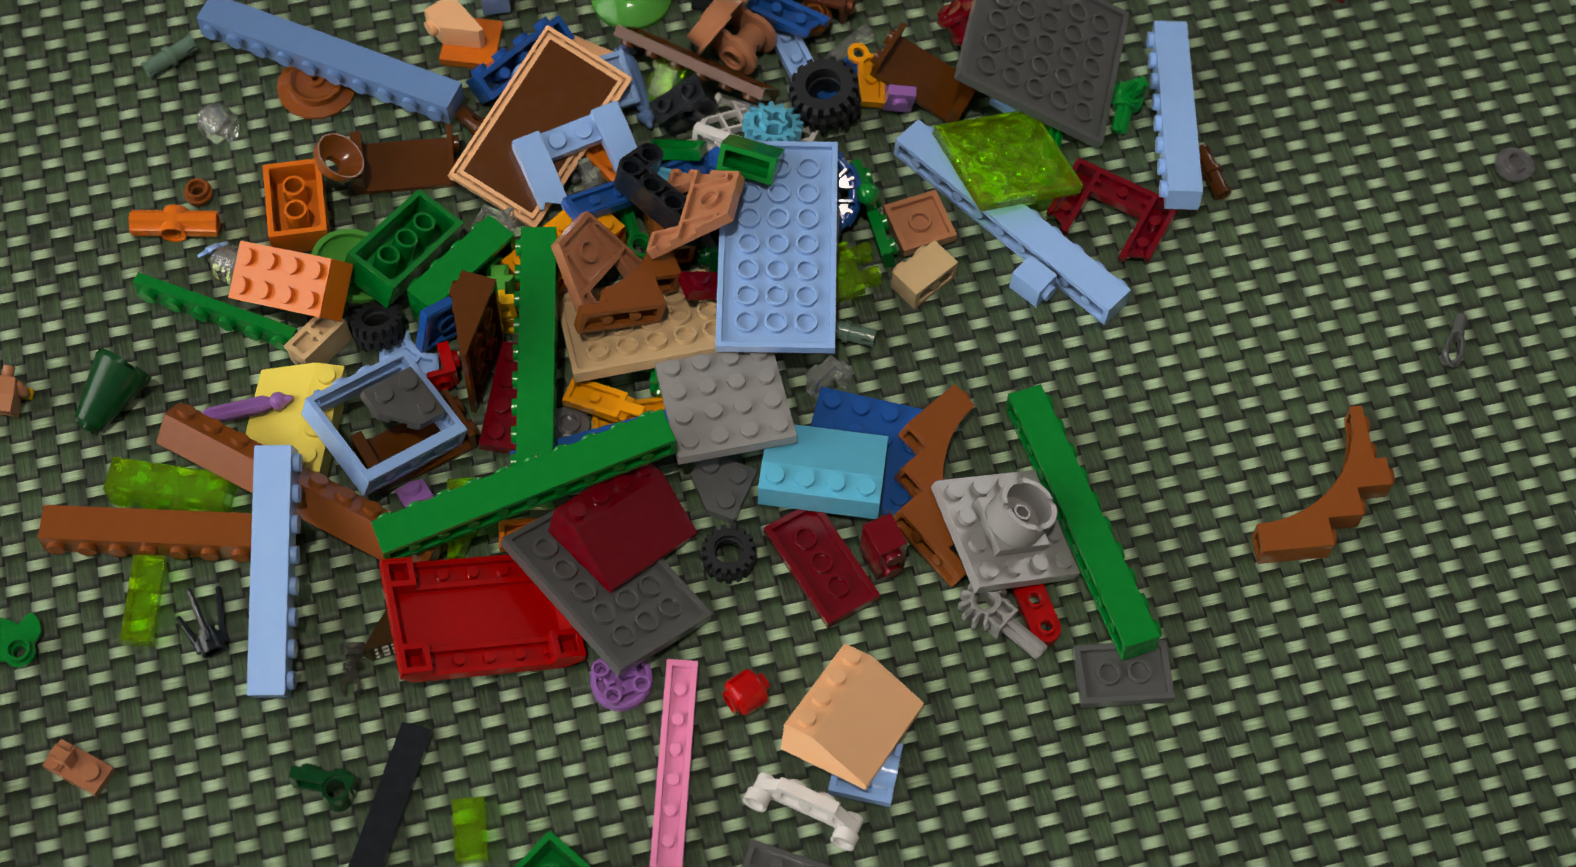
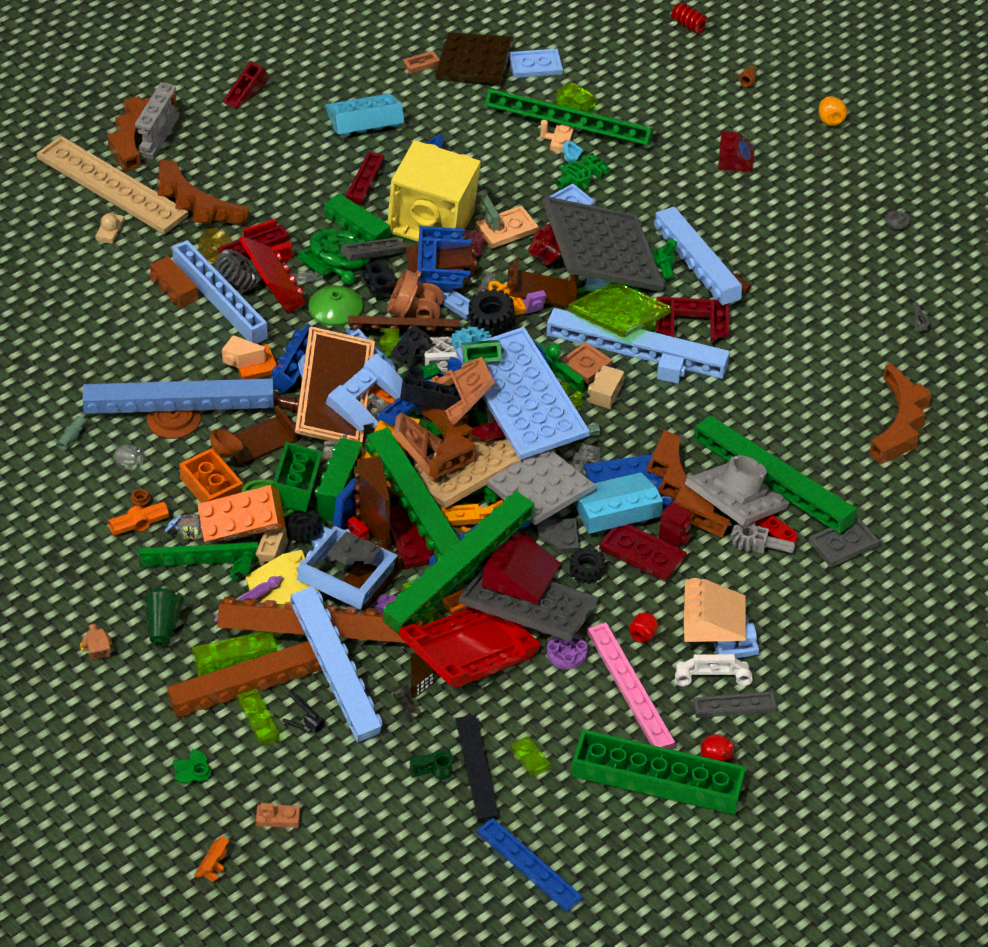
camera: 25 degrees left, 15 degrees down
(260, 356) = (241, 567): none -> green plate

